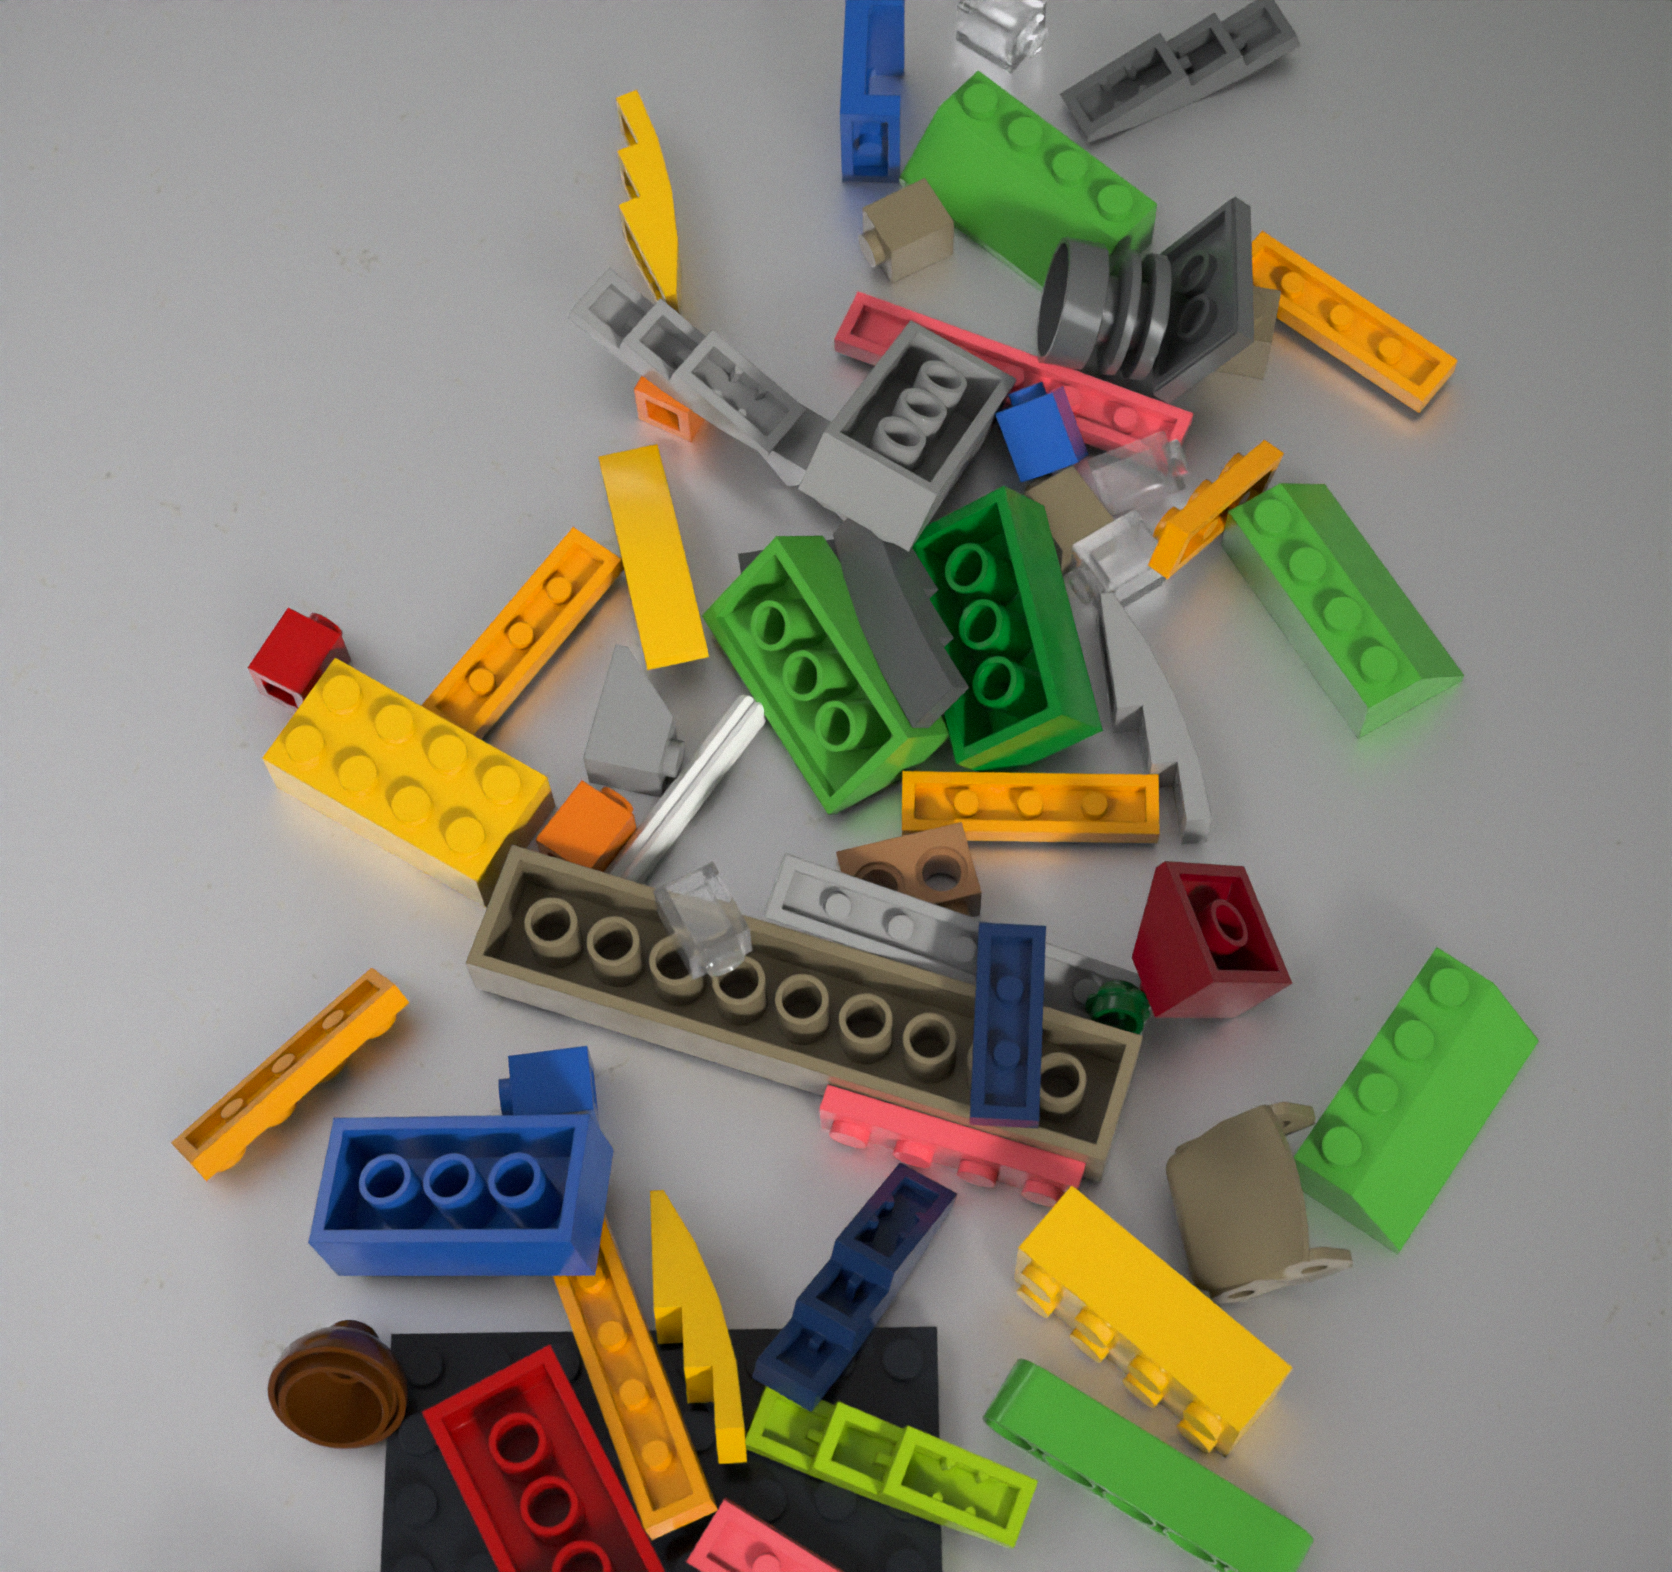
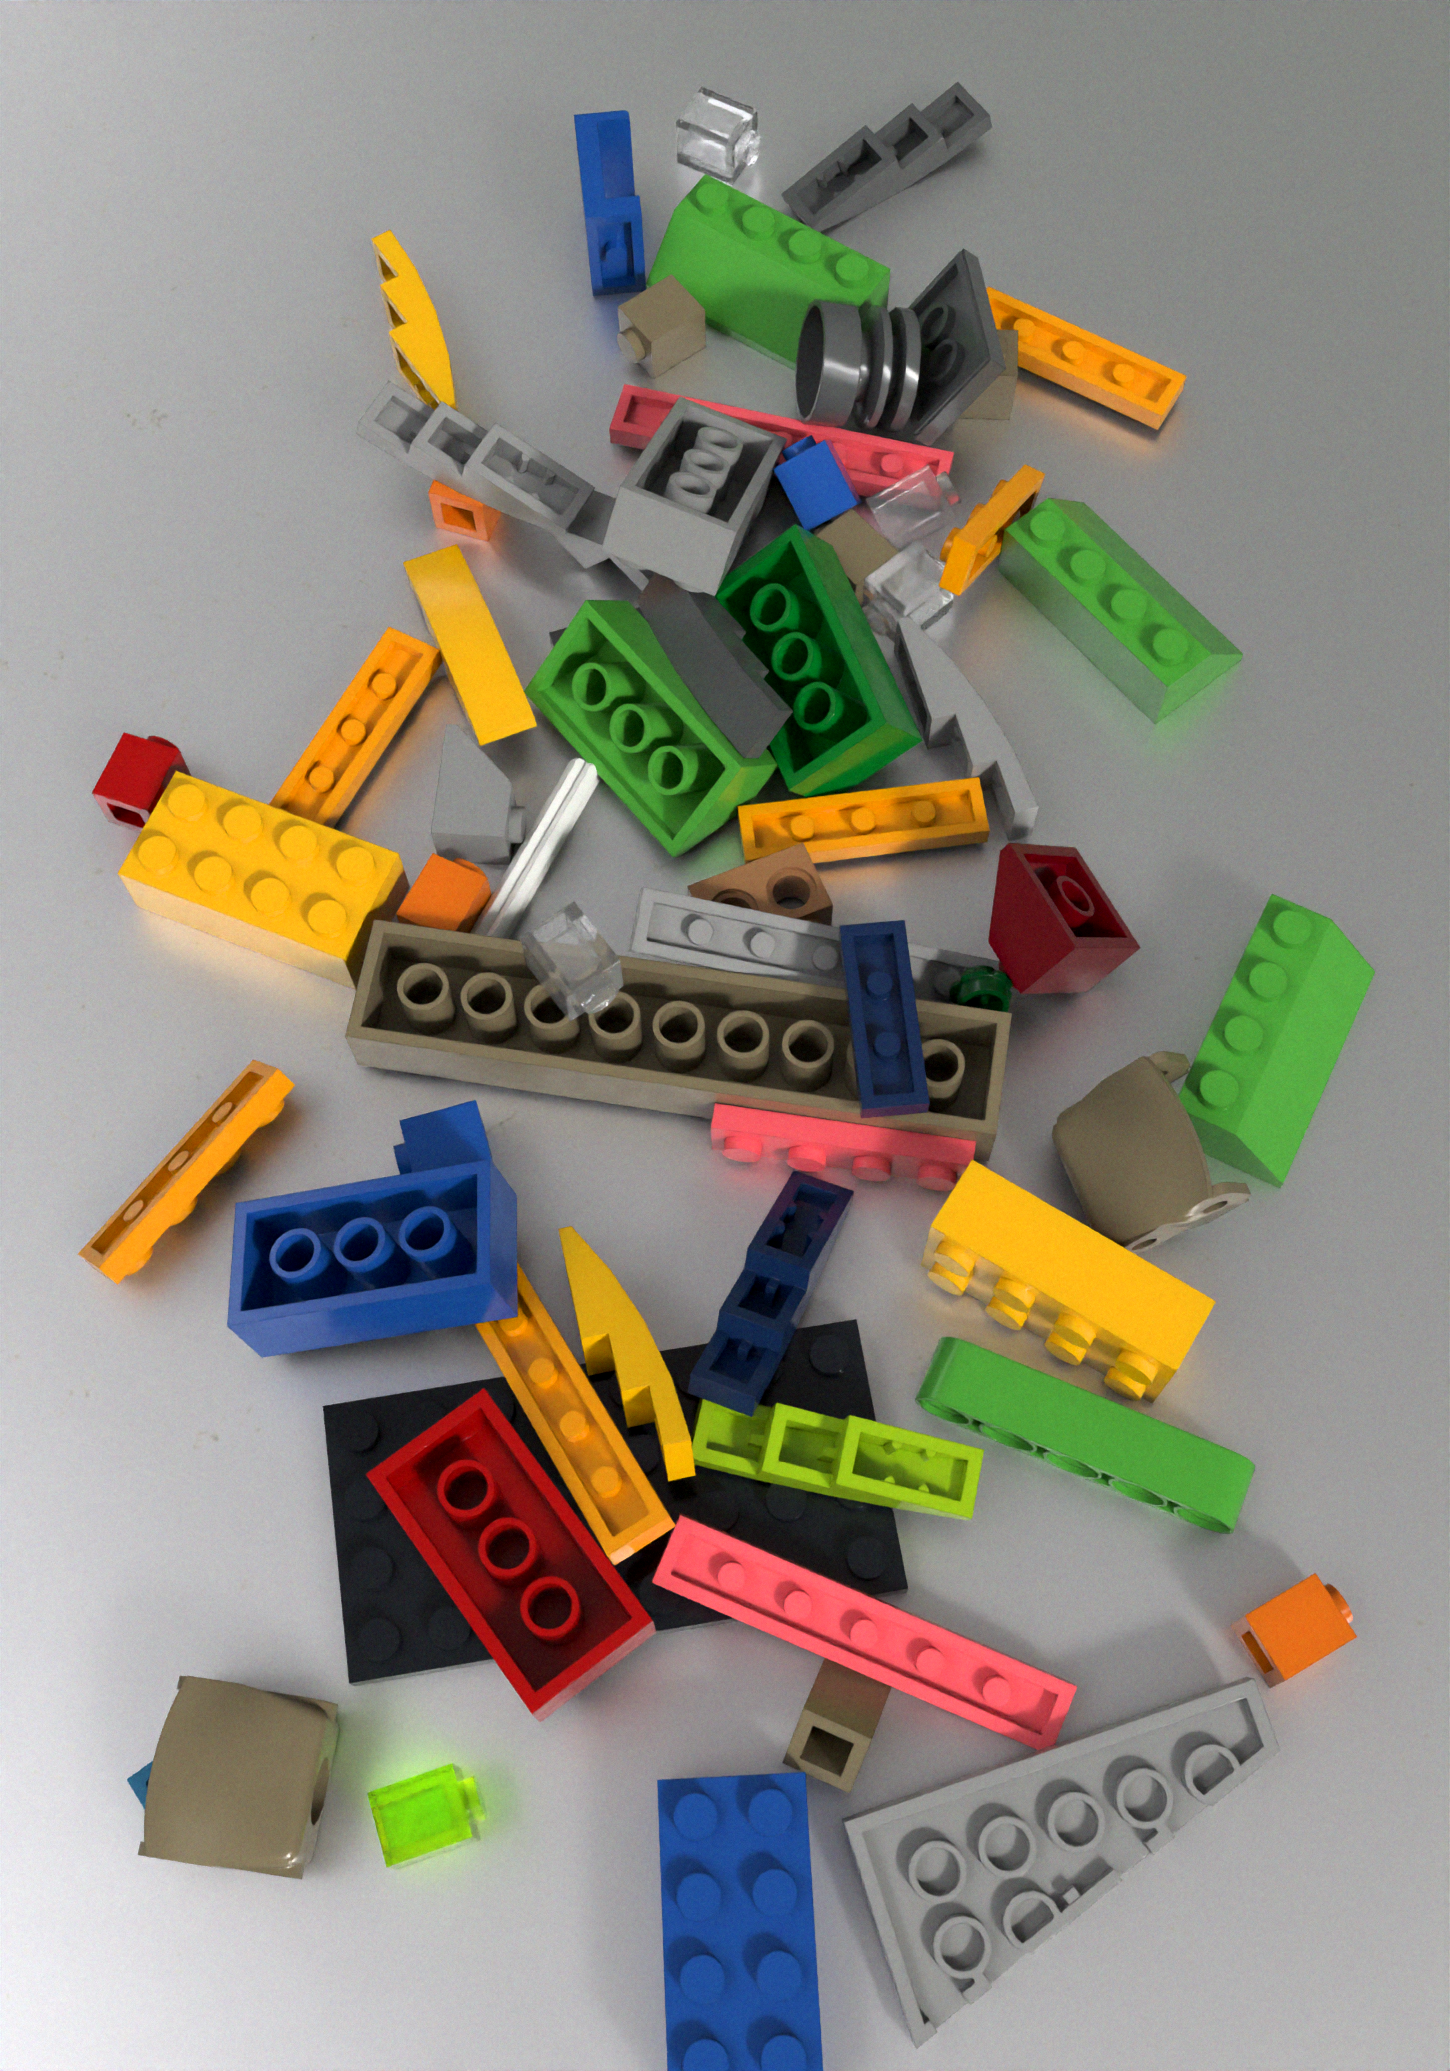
camera: 10 degrees left, 0 degrees up
(339, 1387) = (278, 1465): reddish brown piece -> none

